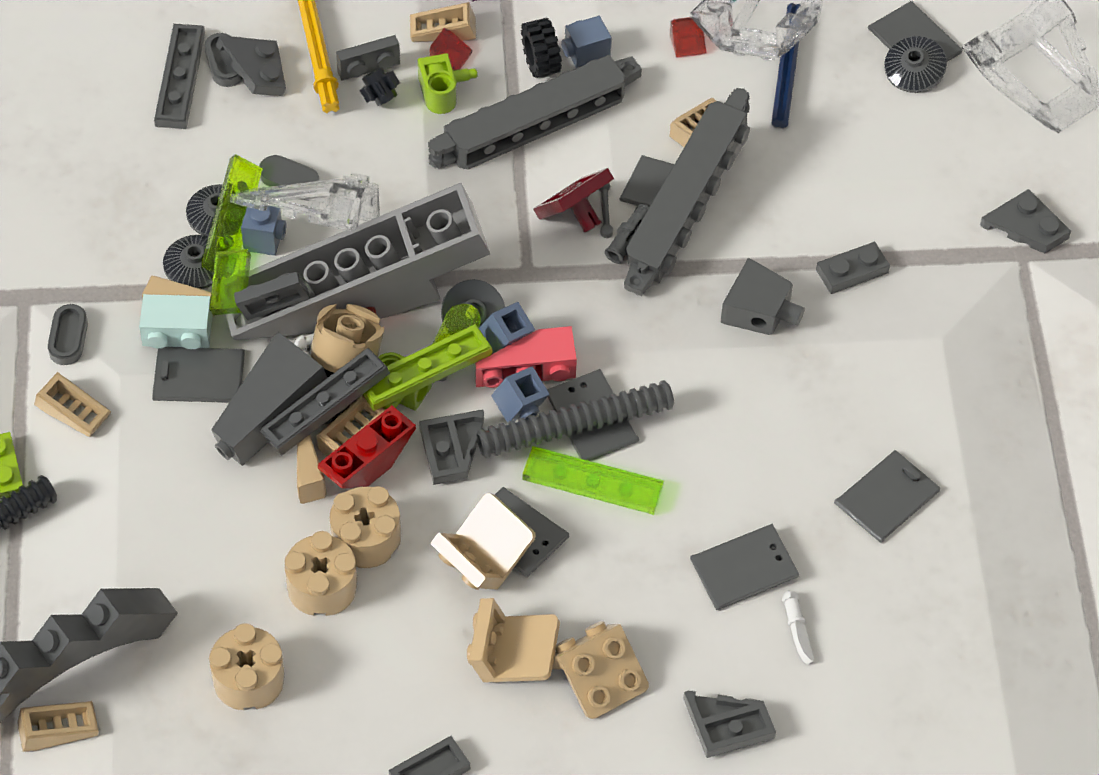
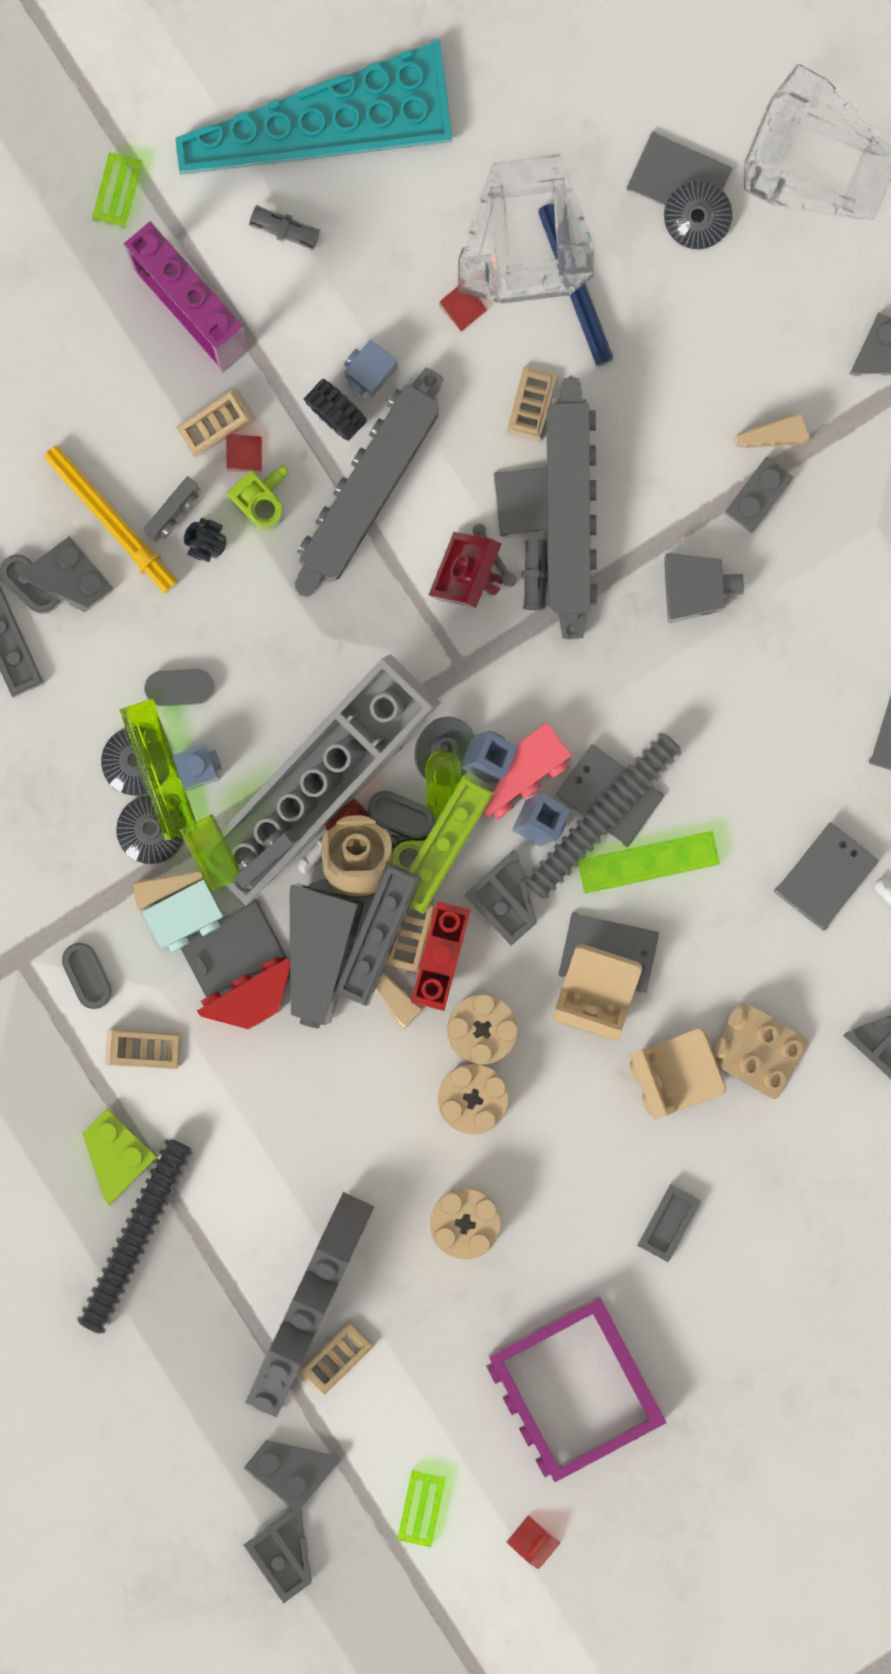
camera: 30 degrees left, 30 degrees up
(184, 411) = (251, 999): none -> red slope
(346, 201) = (276, 721): clear windscreen -> none
(401, 338) = (401, 815): none -> dark grey tile
(889, 227) = (777, 433): none -> tan slope

